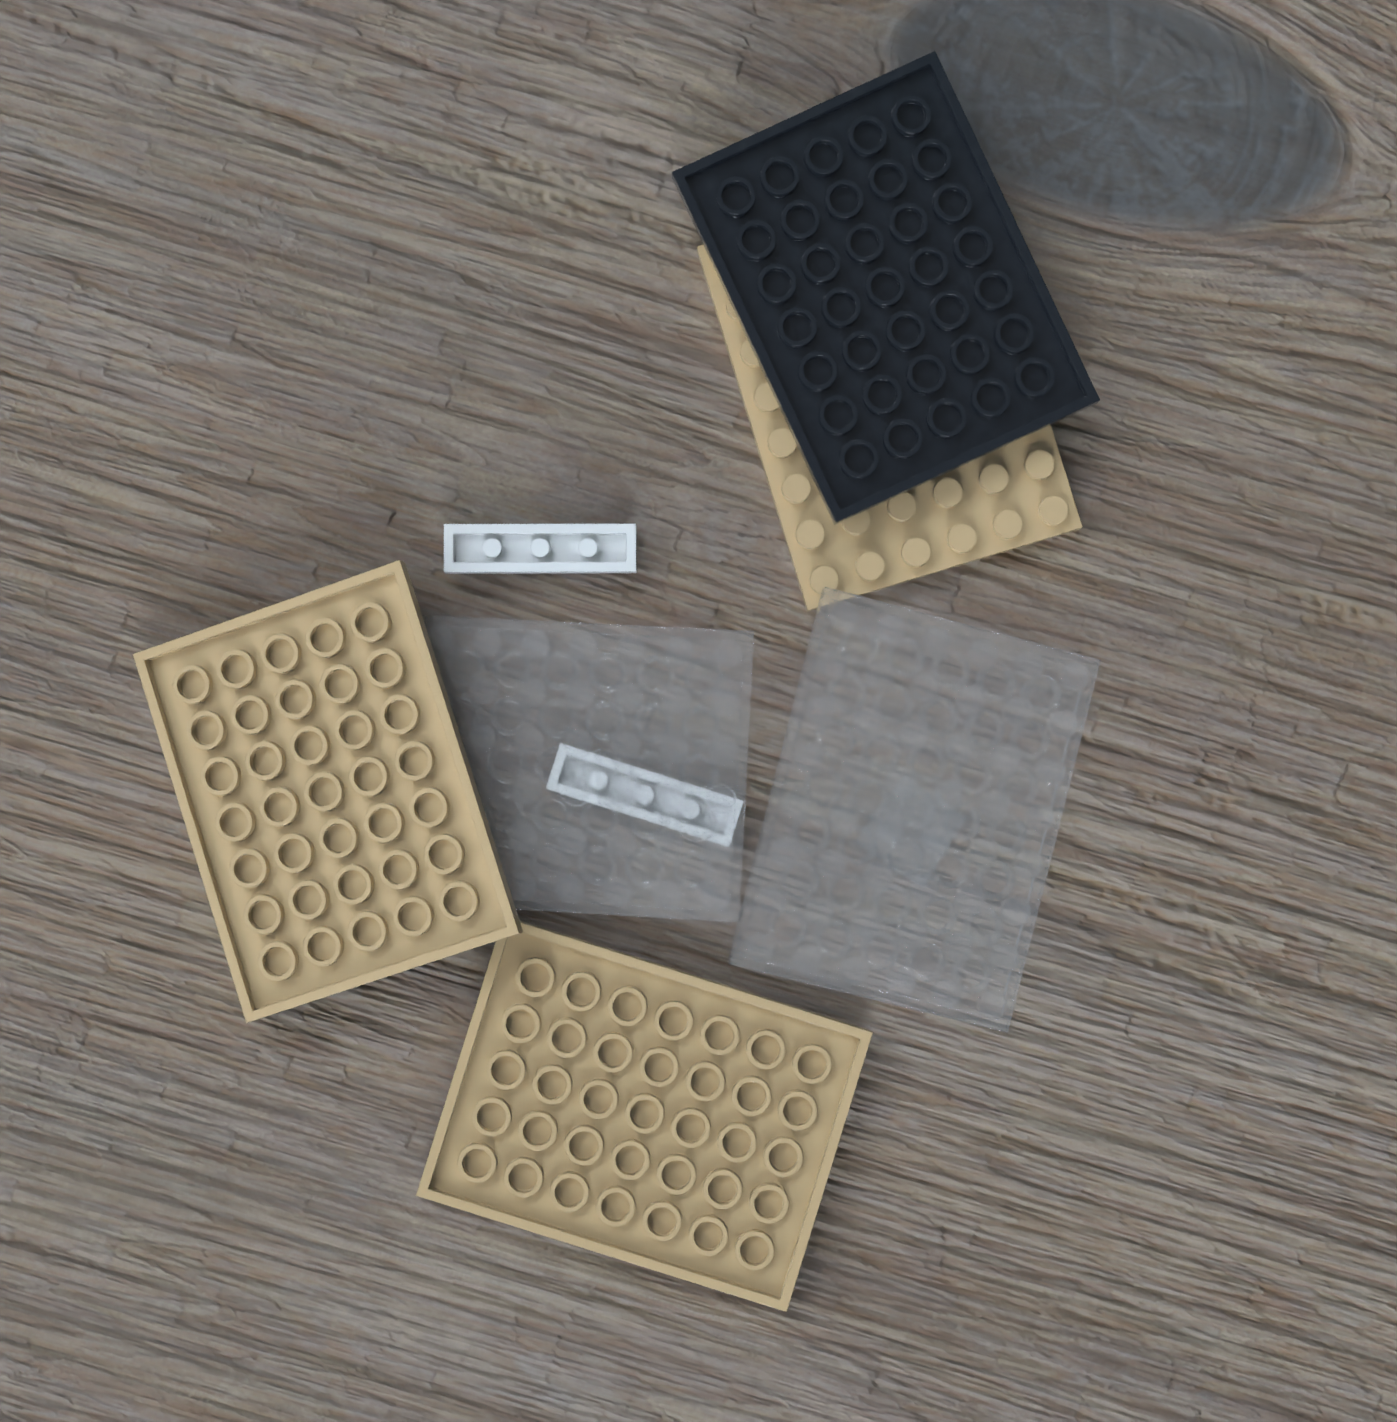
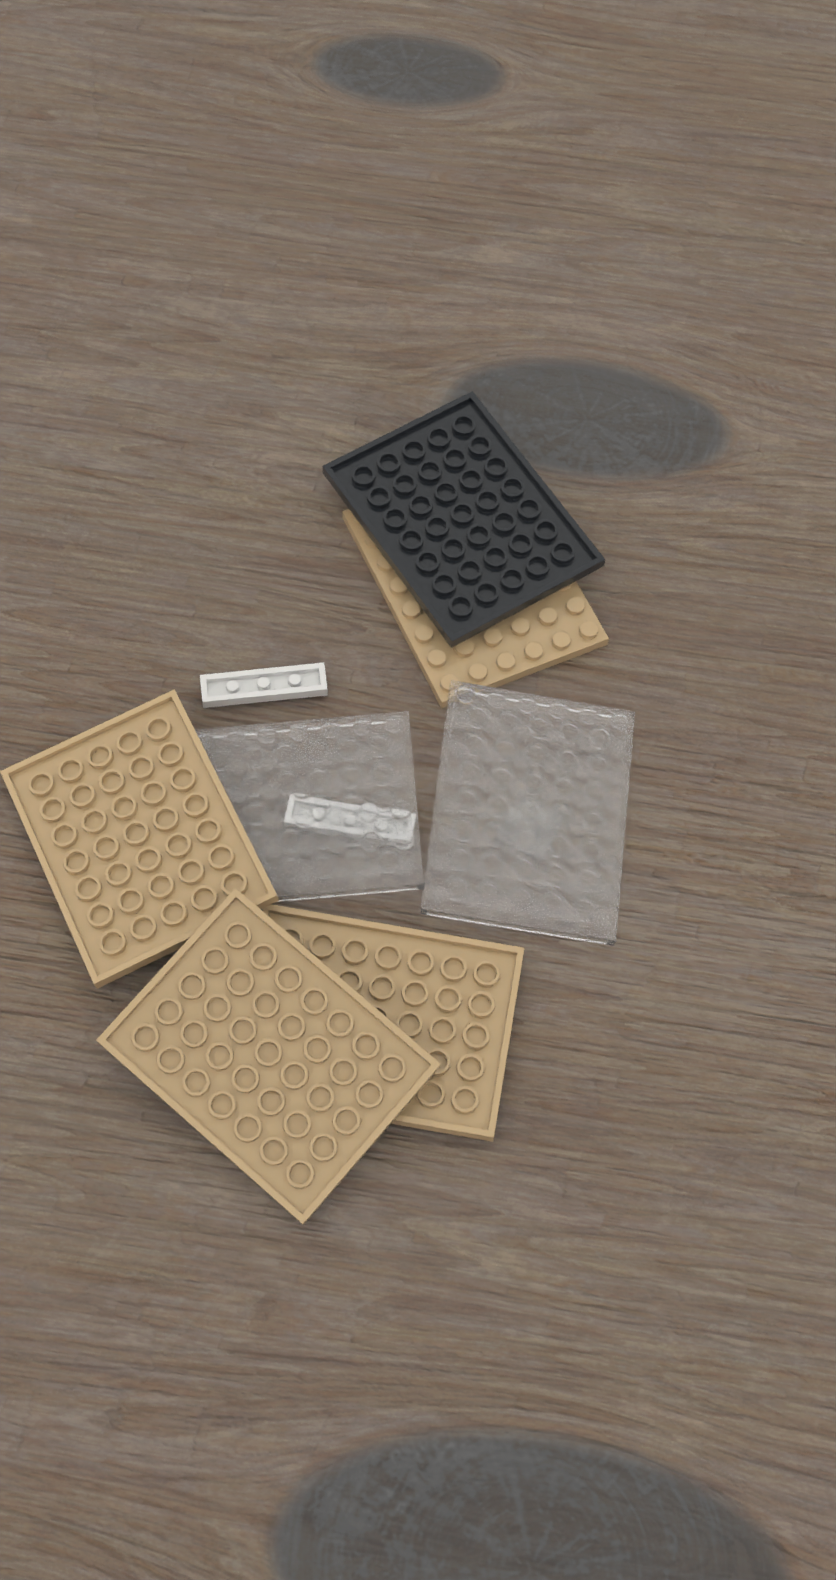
camera: 10 degrees left, 25 degrees down
(483, 1163) = (269, 1055): none -> tan plate

